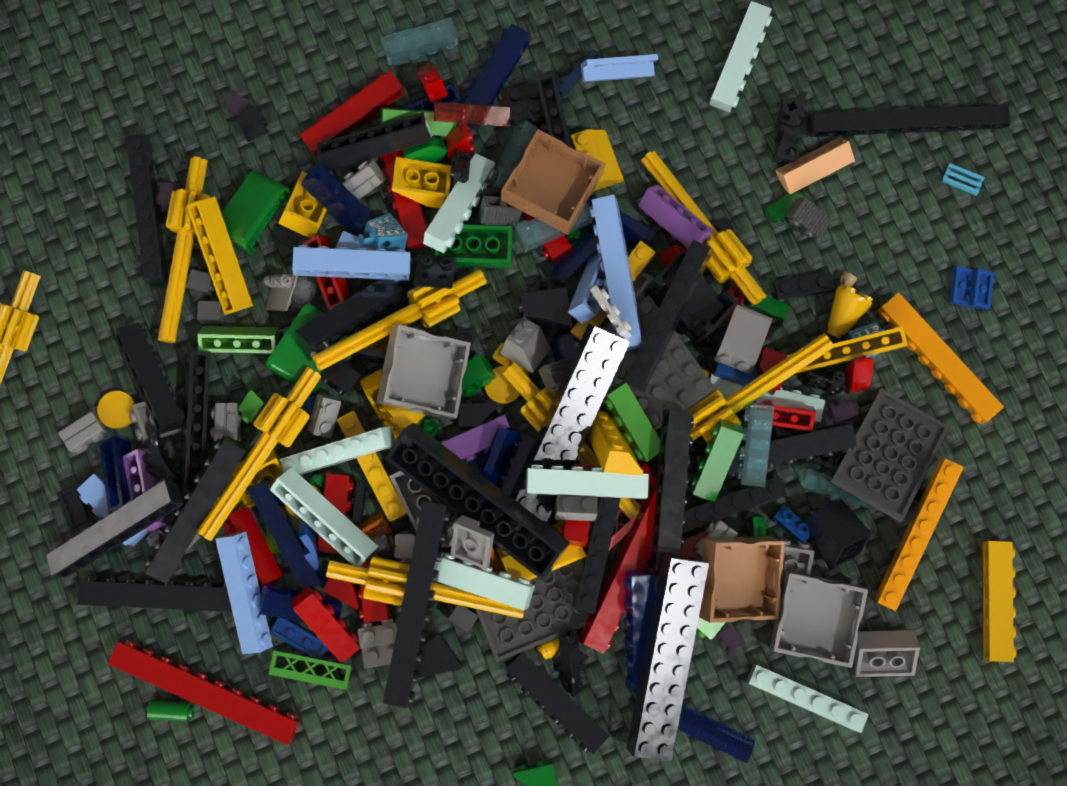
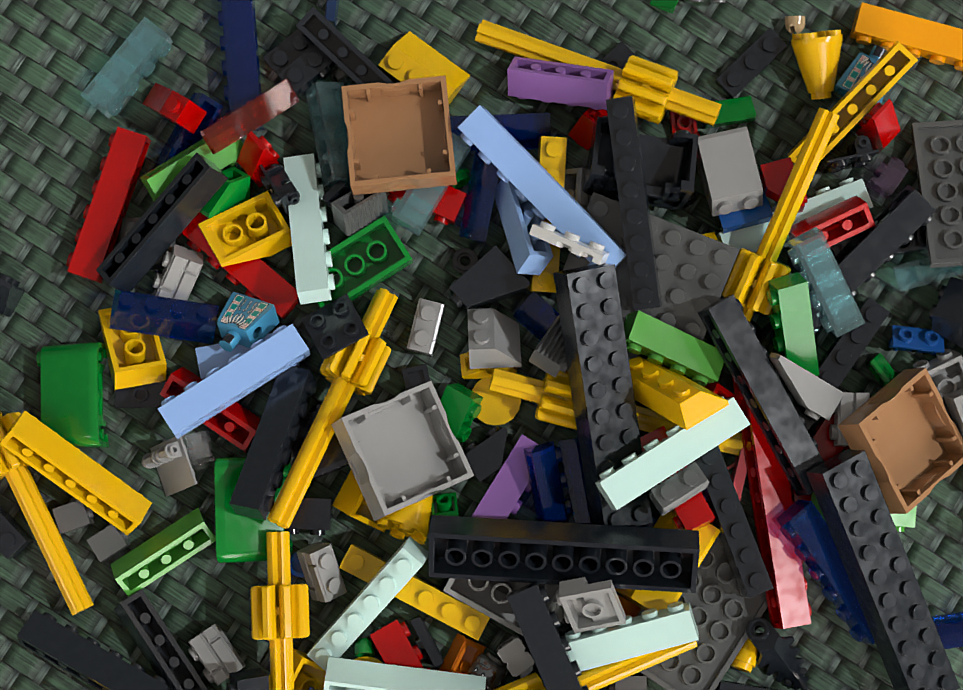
camera: 35 degrees left, 5 degrees up
(251, 407) = (235, 618): bright green slope -> none
(491, 311) = (425, 327): none -> light grey brick
(700, 504) = (807, 389): none -> light grey slope
(729, 639) = (934, 512): clear purple brick -> none

